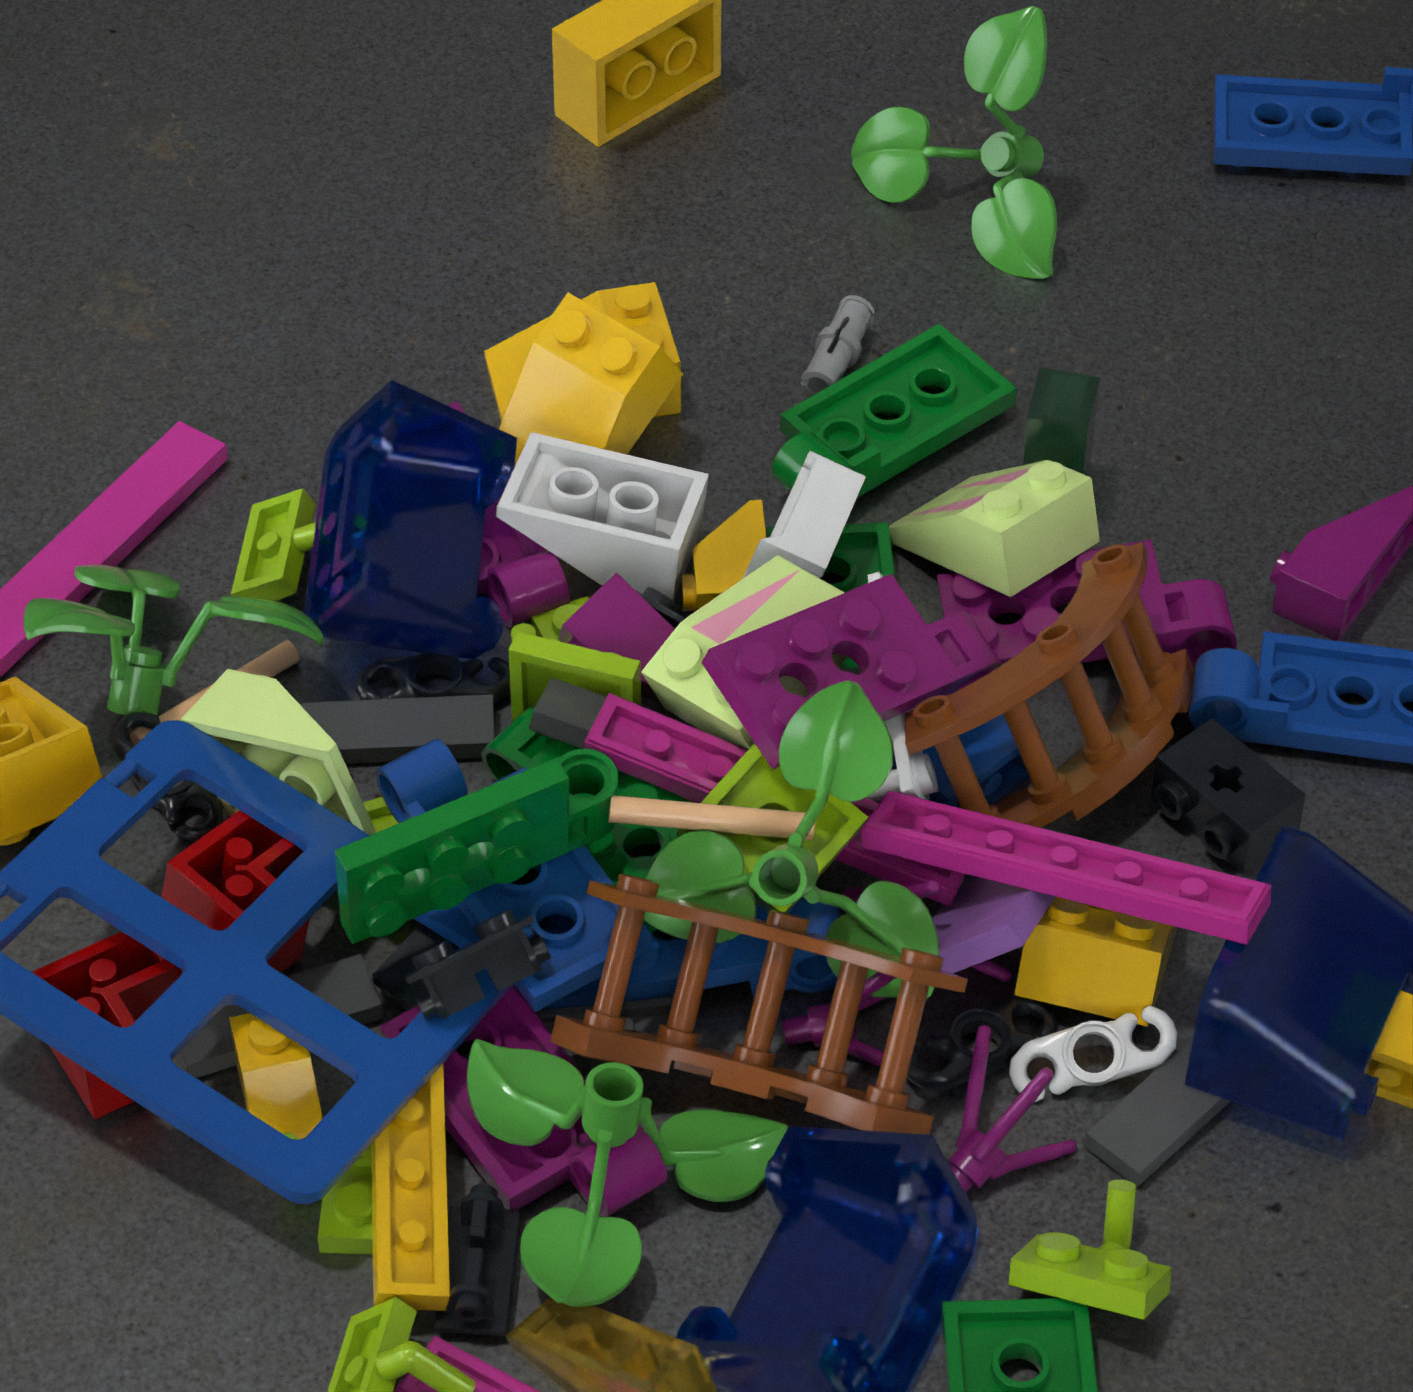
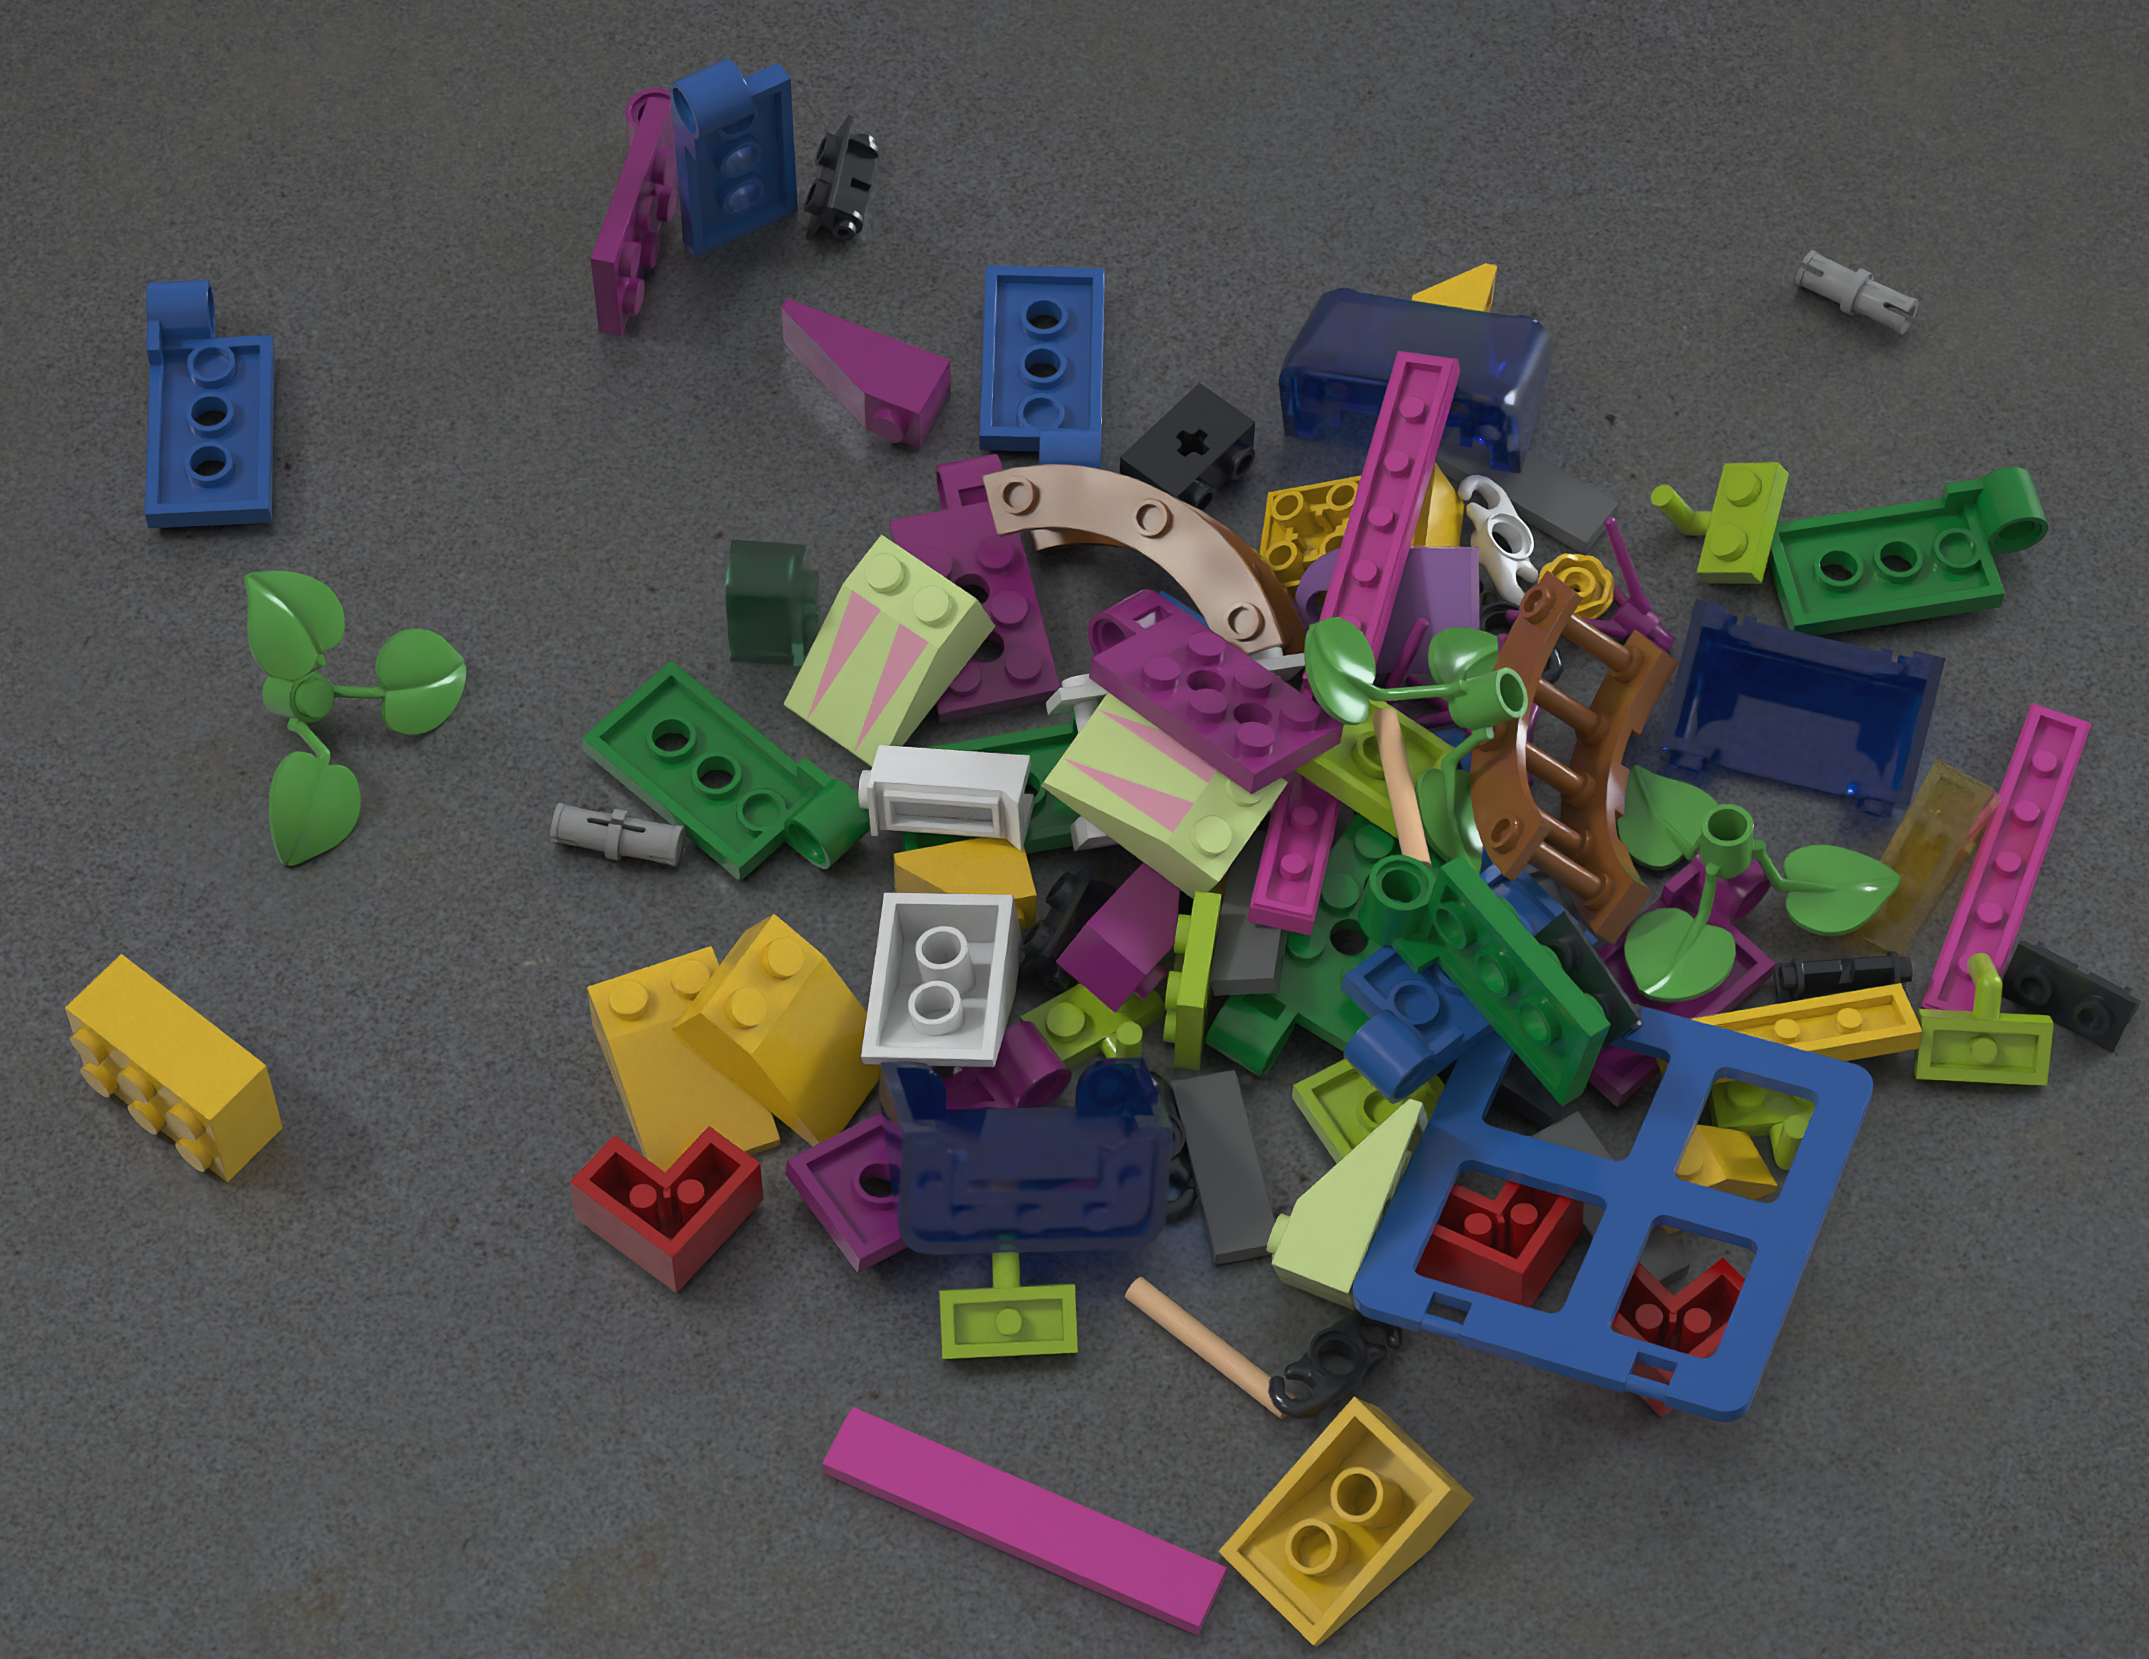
camera: 100 degrees left, 10 degrees up
(138, 670) = (1239, 1405): bright green plant -> none
(440, 329) = (669, 1217): none -> red brick
(1034, 1132) = (1587, 576): none -> yellow plate

